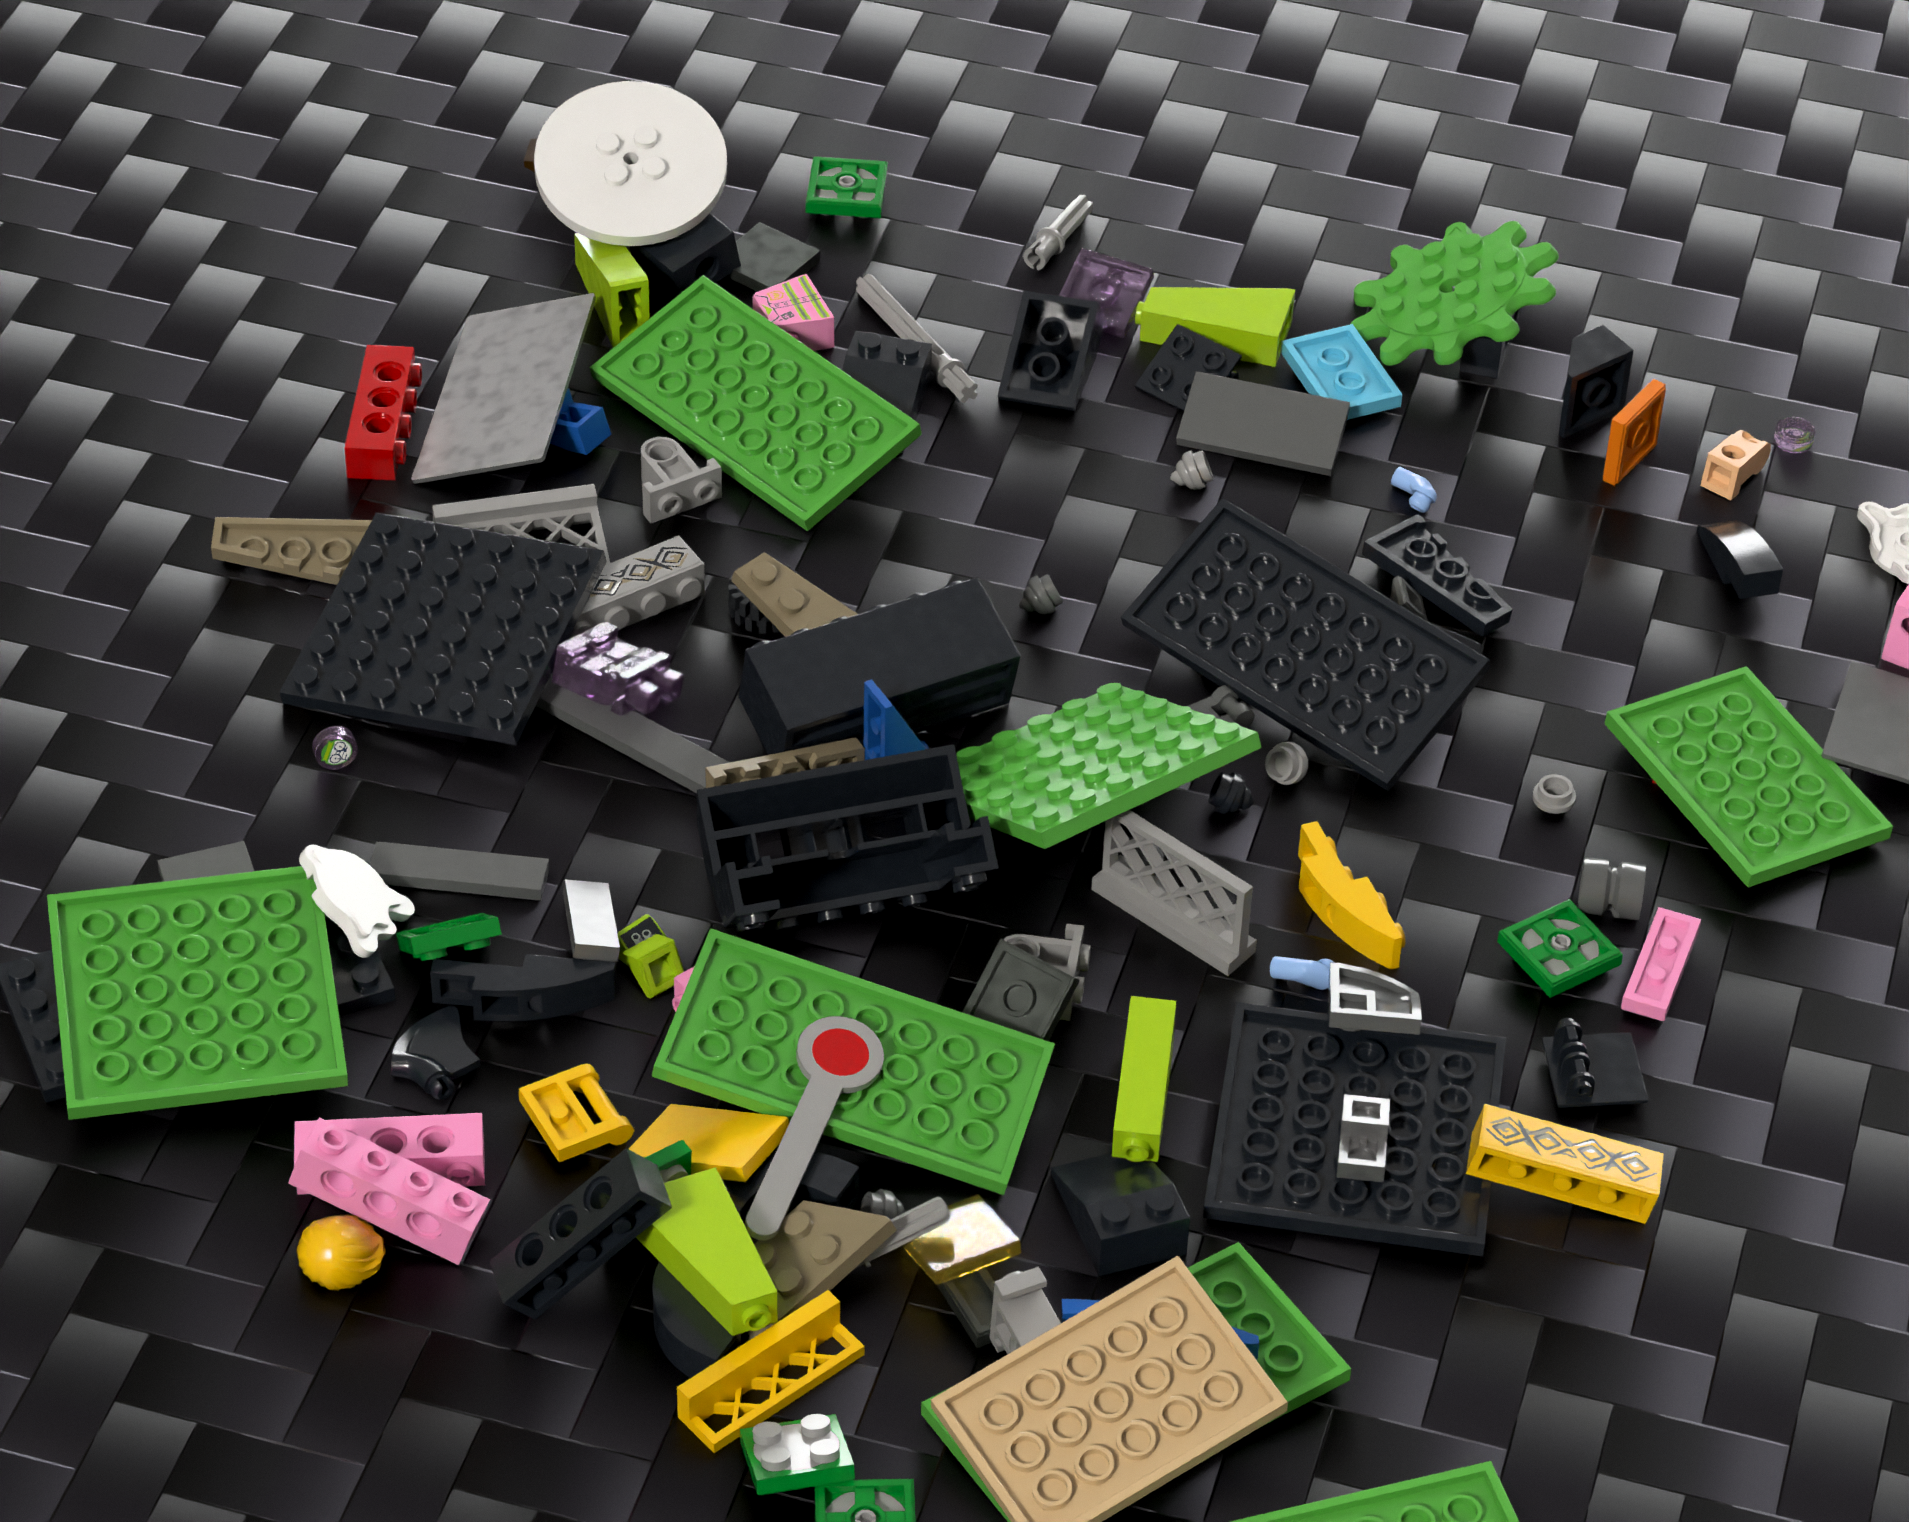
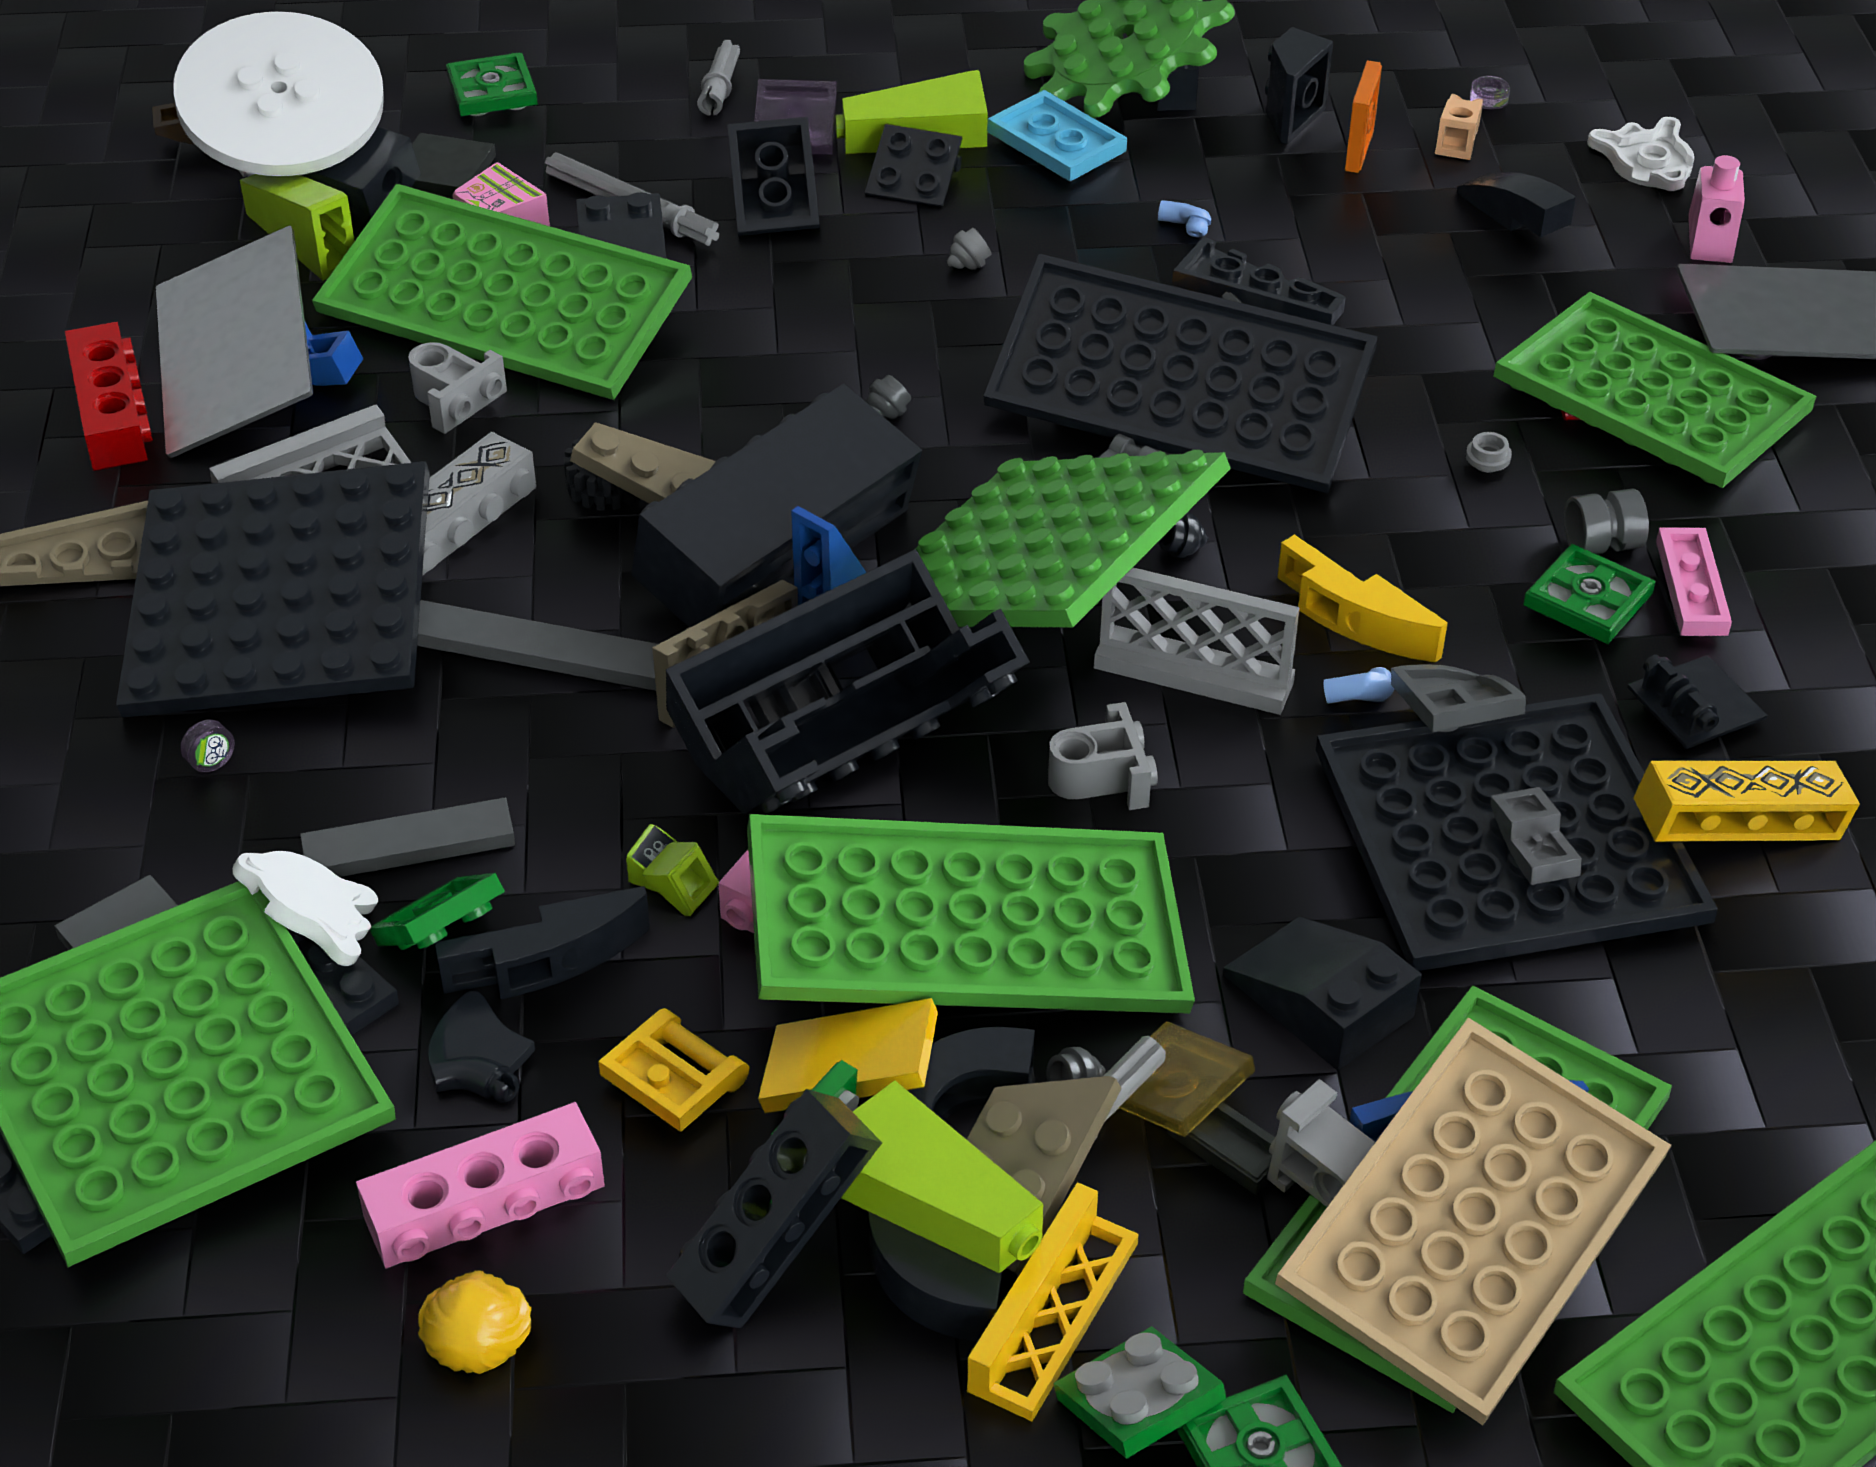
camera: 20 degrees left, 0 degrees up
(388, 1191) = (511, 1230): bright pink brick -> none
(591, 920) = (591, 849): tile -> none
(615, 671) = (489, 583): clear purple hips -> none
(836, 1059) = (958, 919): light grey piece -> none
(1021, 992) = (1099, 787): pearl dark grey tile -> none
(1144, 1079) = (1284, 842): lime slope -> none
(1263, 423) = (1012, 193): dark grey tile -> none
(1286, 763) = (1225, 494): light grey plate -> none

